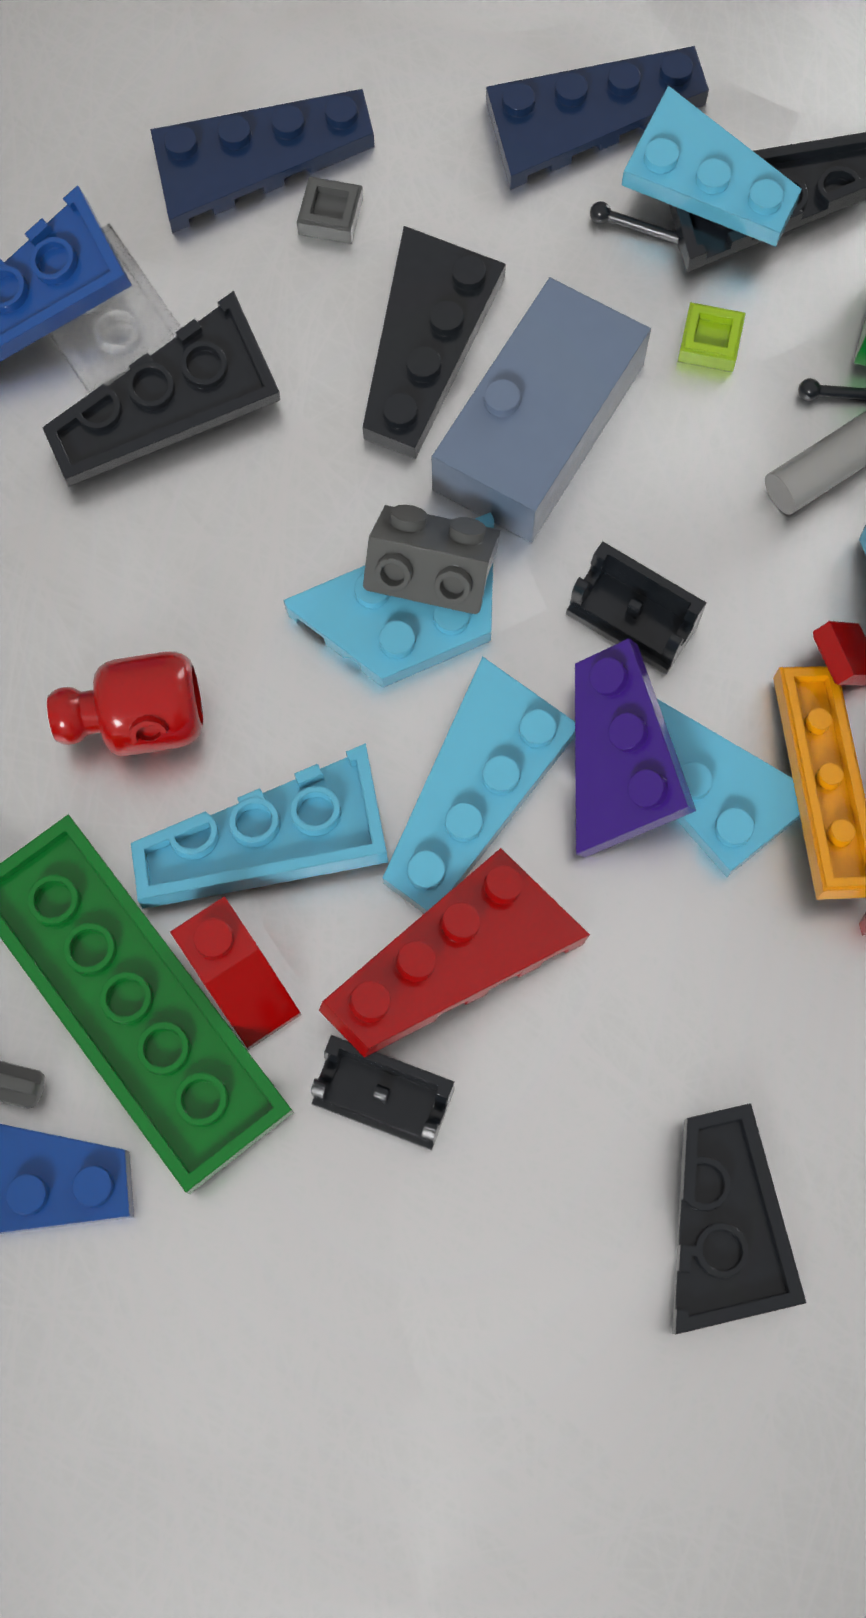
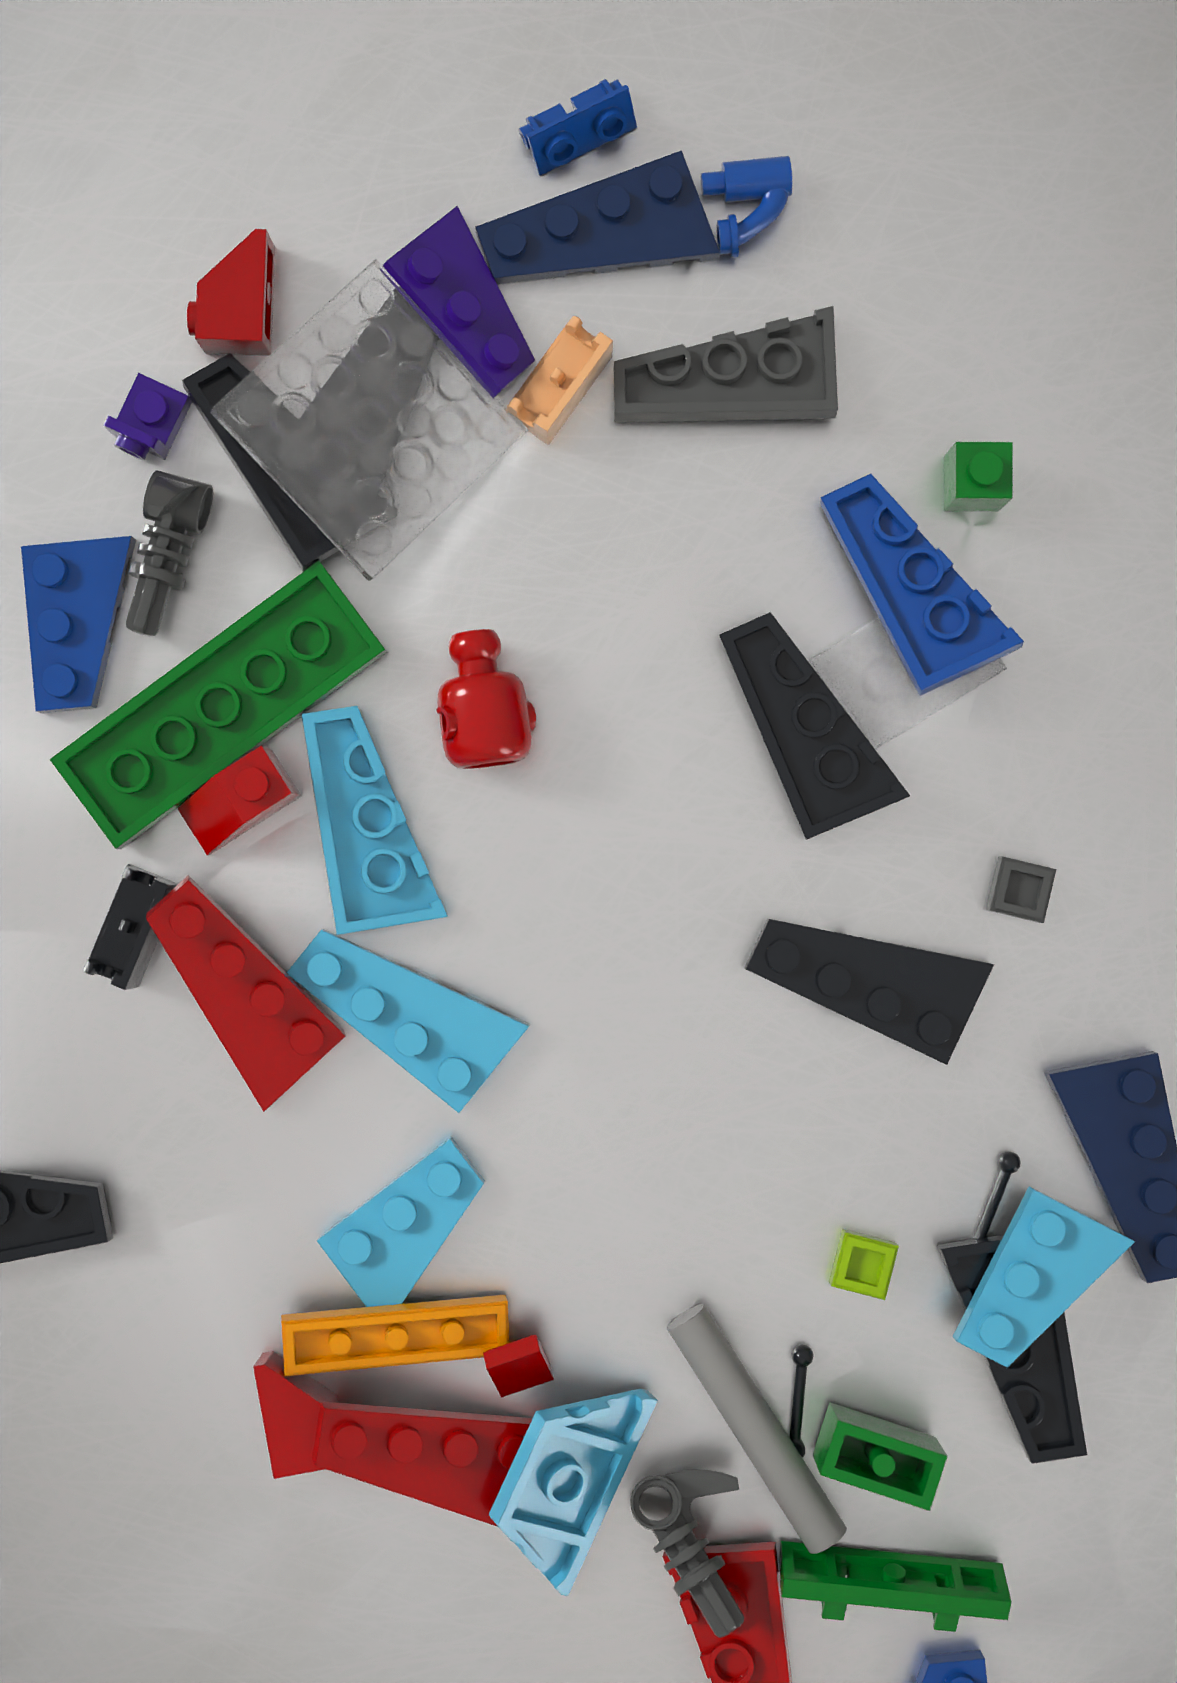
camera: 90 degrees right, 15 degrees up
(231, 155) = (1091, 808): dark blue wing -> none
(389, 633) = (587, 960): medium azure wing -> none
(430, 558) = (618, 983): dark grey bracket -> none
(539, 409) = (778, 1094): sand blue brick -> none
(622, 753) = (425, 1152): dark purple wing -> none
(633, 602) = (569, 1171): black hinge -> none

